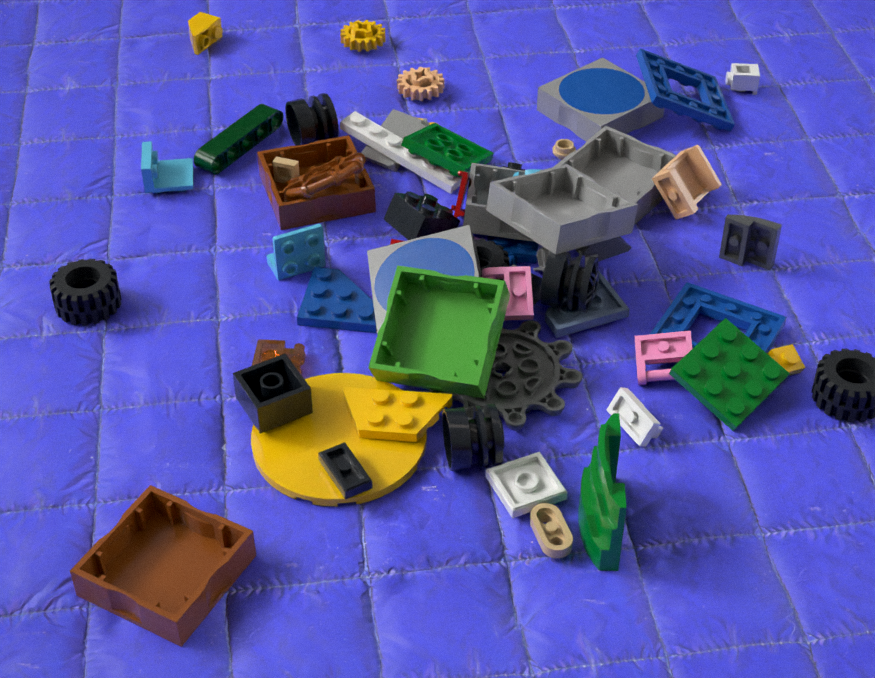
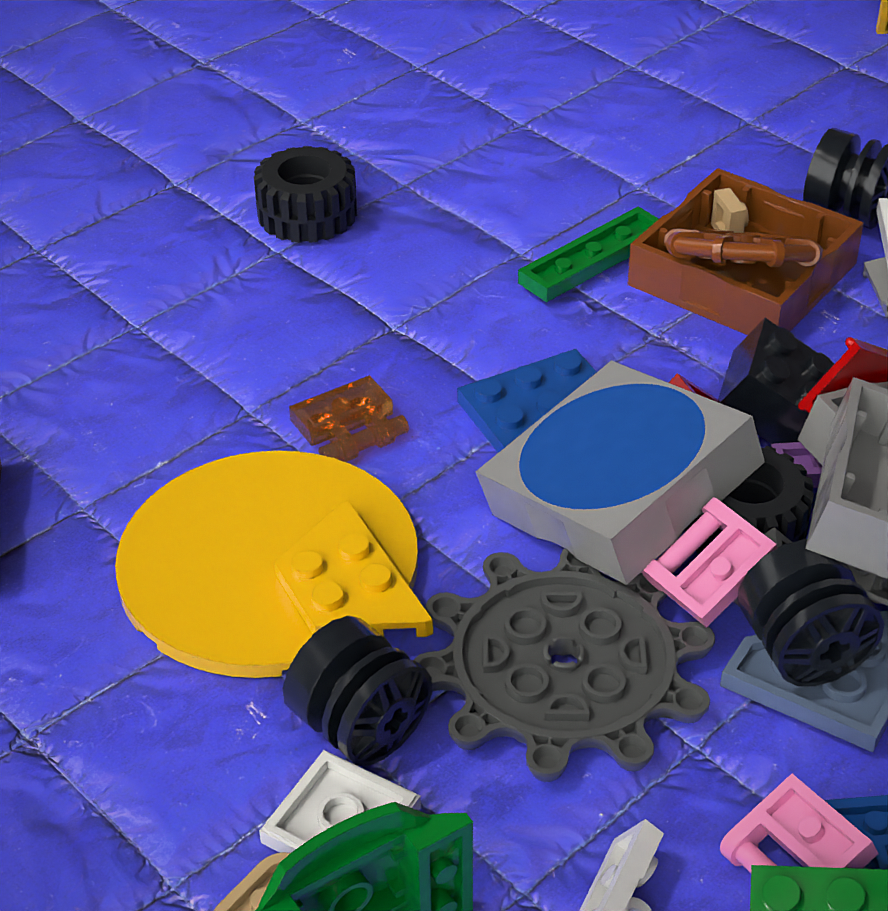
camera: 55 degrees right, 0 degrees up
(165, 174) = (592, 129): medium azure bracket -> none
(238, 138) = (730, 145): dark green beam -> none
(253, 226) = (585, 256): none -> green plate
(273, 393) = (253, 437): black brick -> none
(297, 252) = (571, 313): medium azure bracket -> none
(345, 470) = (181, 593): black plate -> none
(440, 331) = (514, 526): bright green tile -> none

